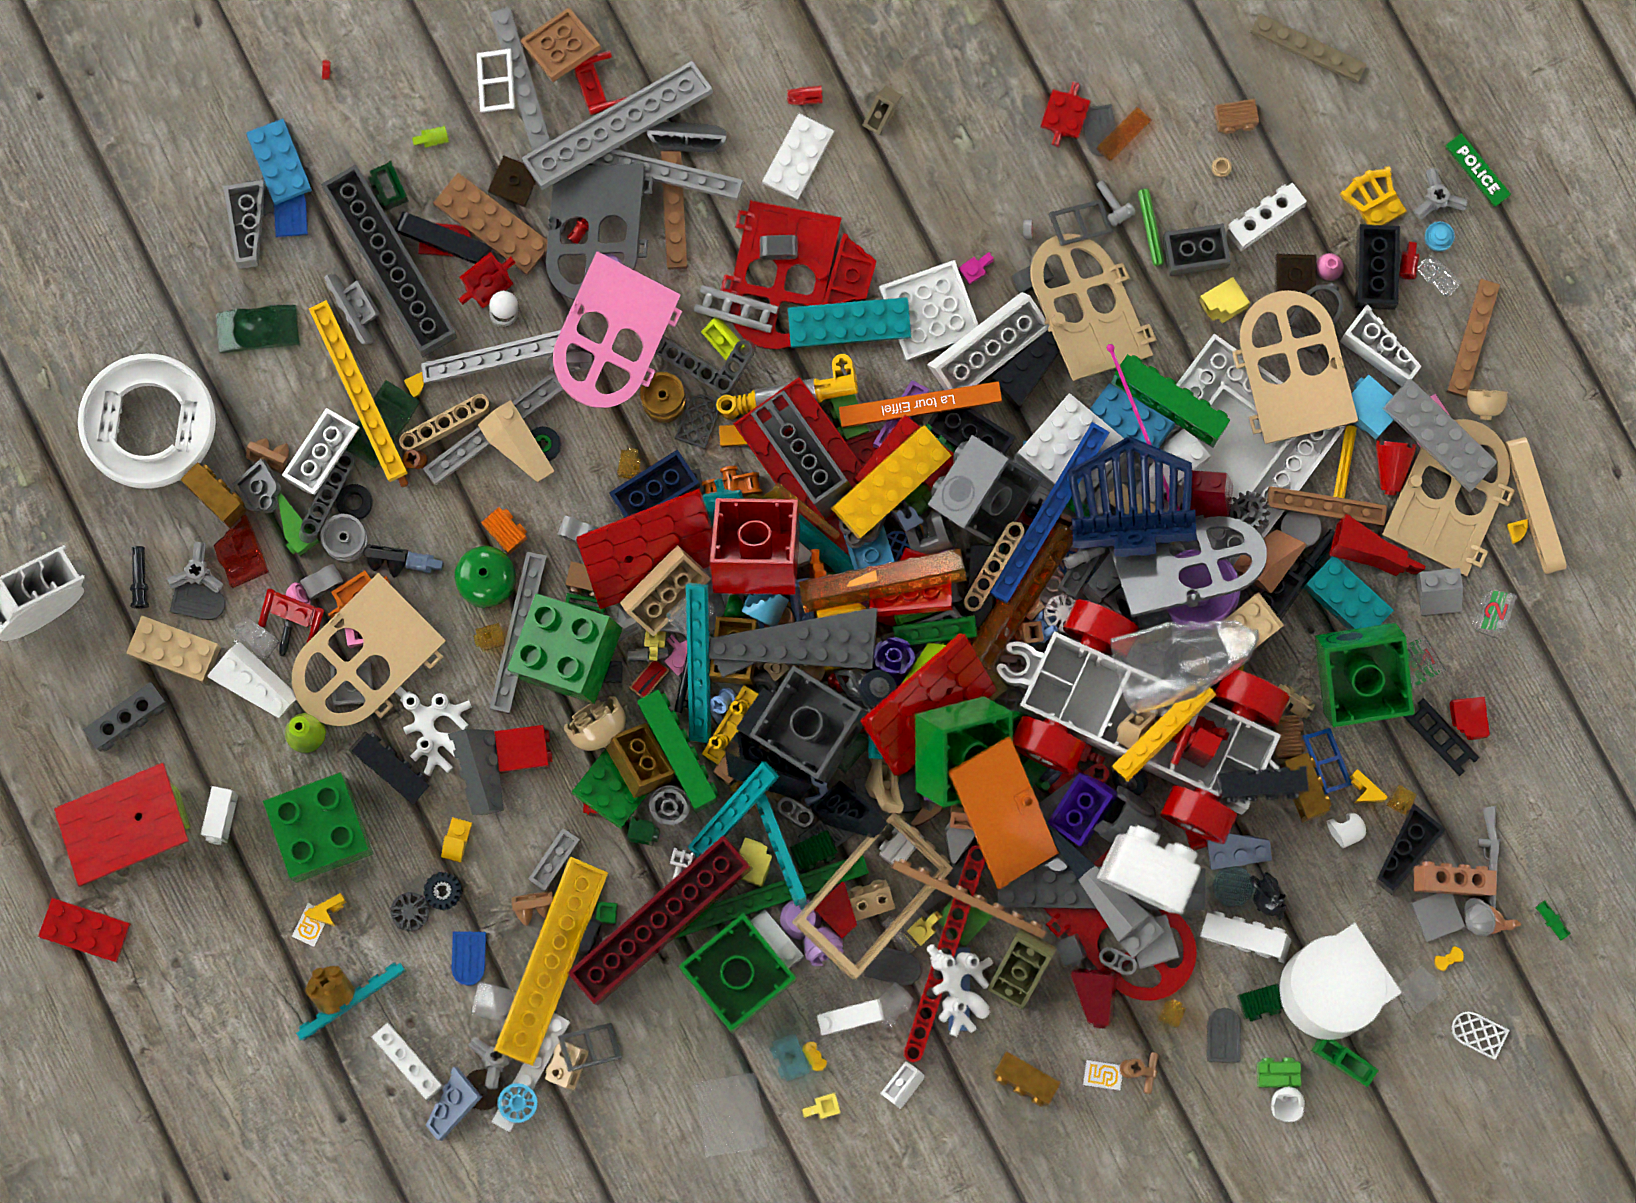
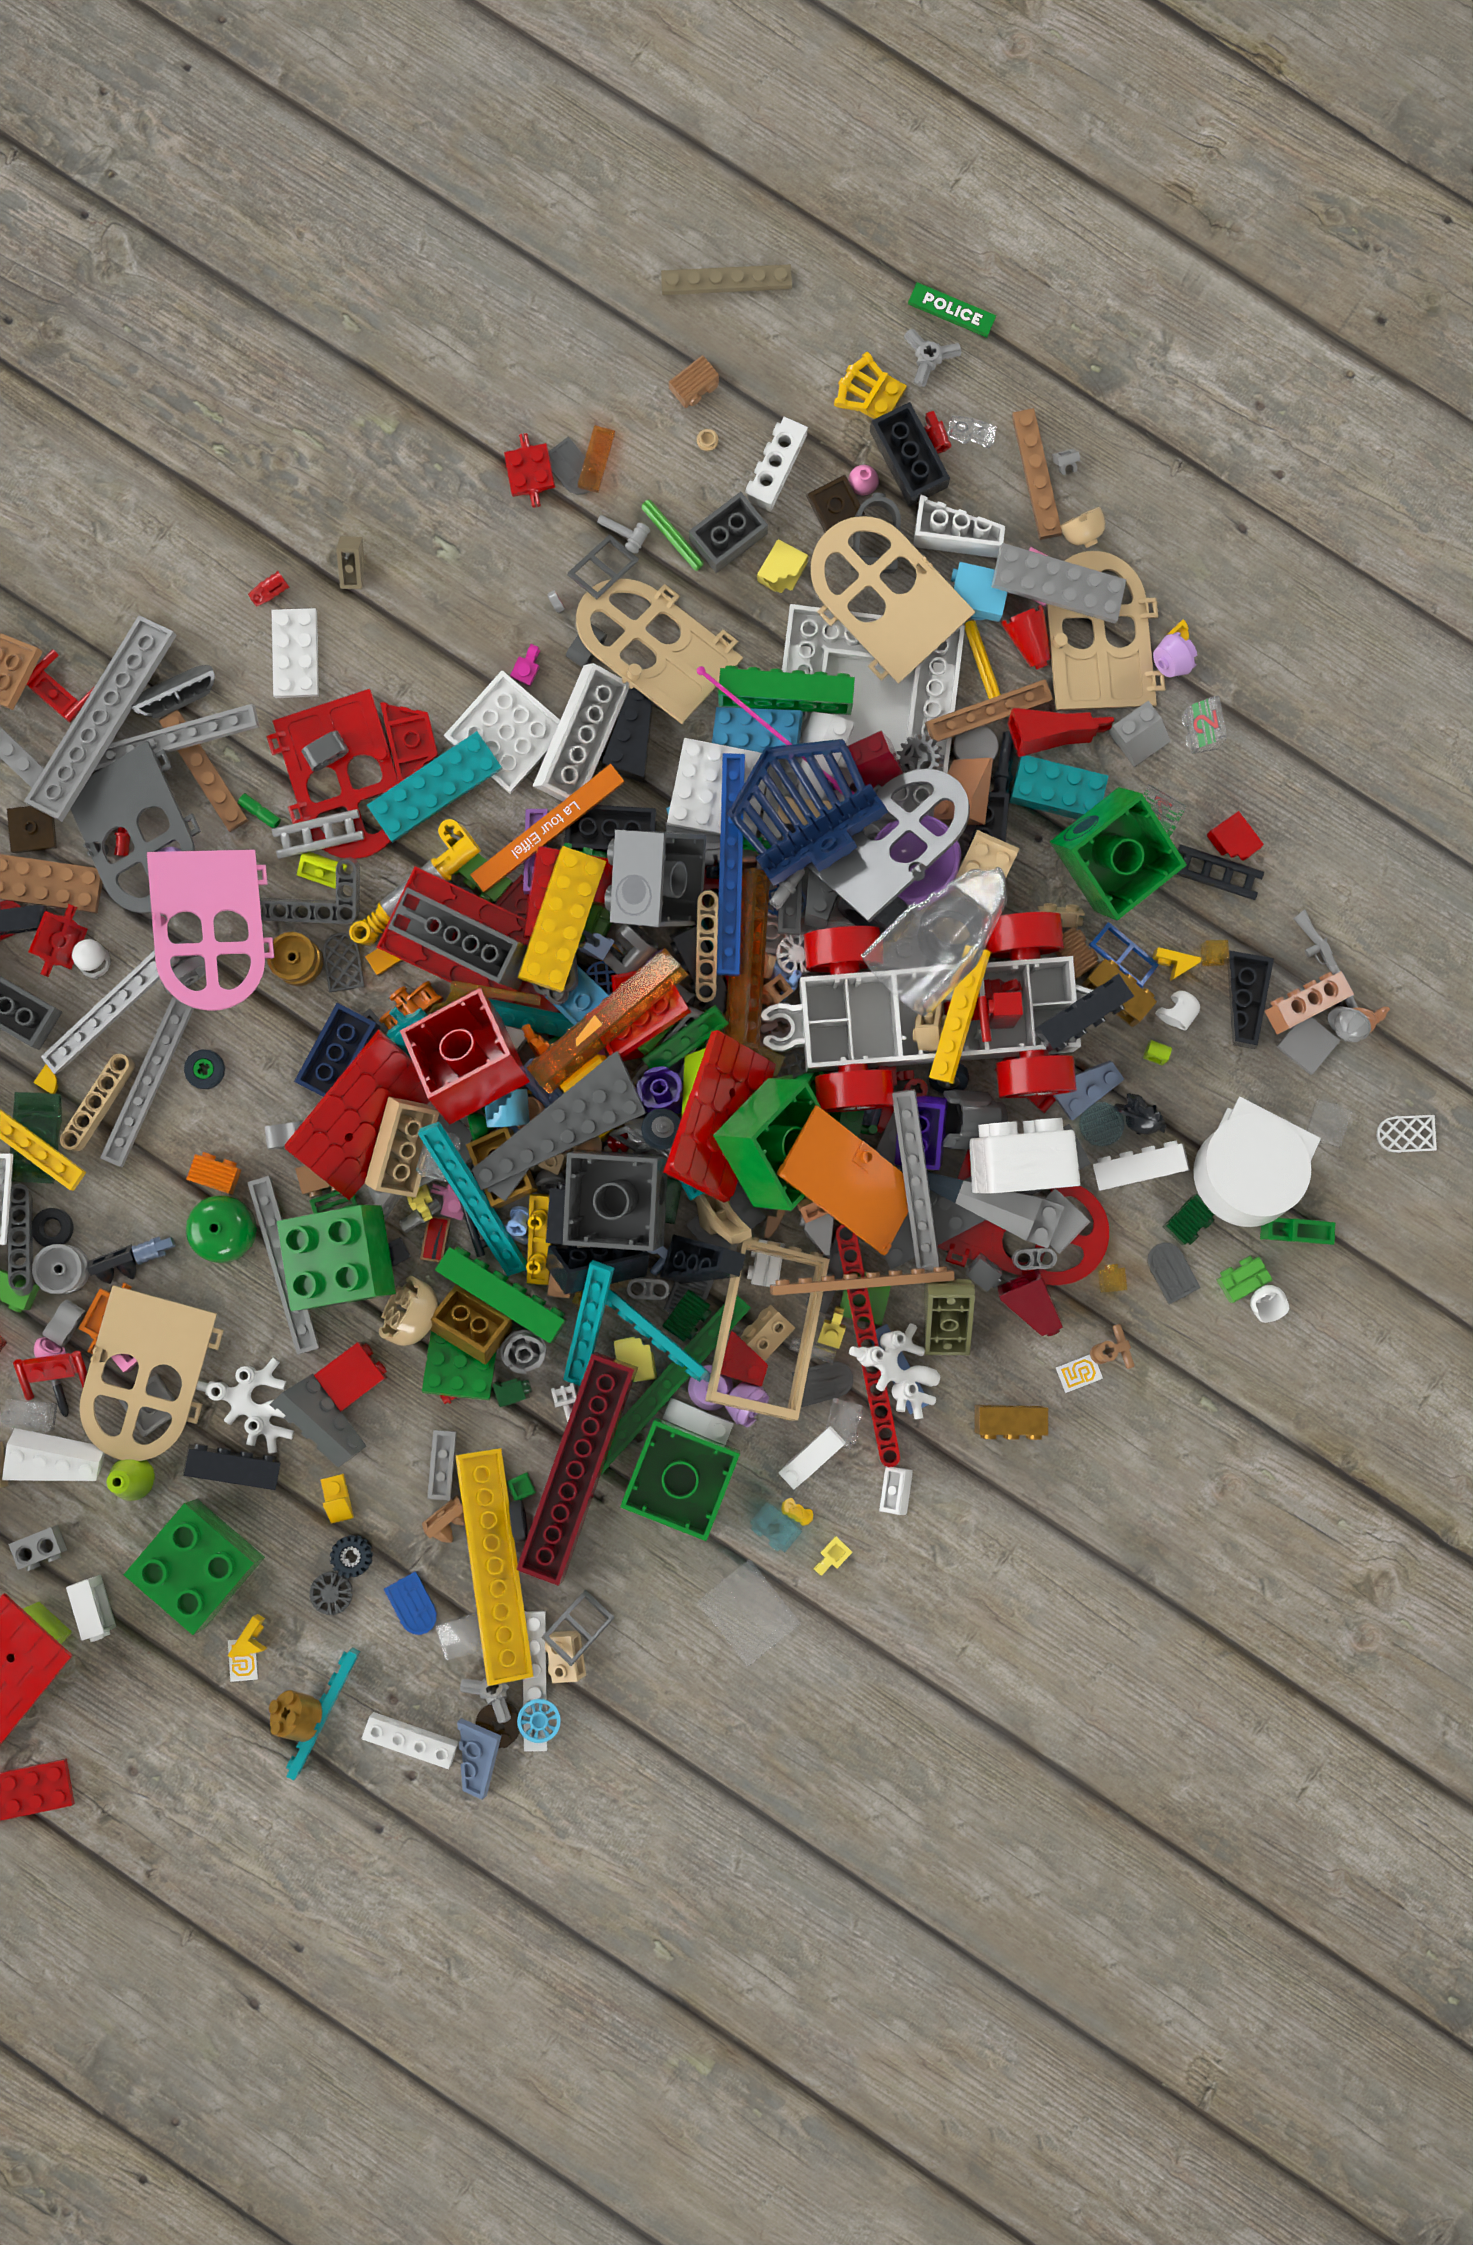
camera: 30 degrees left, 5 degrees up
(204, 740) = (36, 1544): none -> light grey brick
(408, 460) = (85, 1155): dark orange piece -> none
(489, 637) = (258, 1285): clear yellow brick -> none
(511, 436) = (168, 1079): tan wedge -> none
(628, 463) = (297, 1041): clear yellow brick -> none
(698, 262) = (261, 812): none -> green piece
(1057, 842) = (916, 1179): none -> light grey plate
(1310, 853) = (1157, 1052): none -> lime brick
(1439, 236) = (951, 393): medium azure plate -> none
(1443, 962) = (1345, 1072): yellow piece -> none
(1501, 544) = (1175, 655): none -> lavender cone
(1503, 338) = (1065, 458): none -> light grey tile
(1535, 505) = (1184, 601): tan beam -> none
(1552, 920) = (1417, 988): green pin -> none

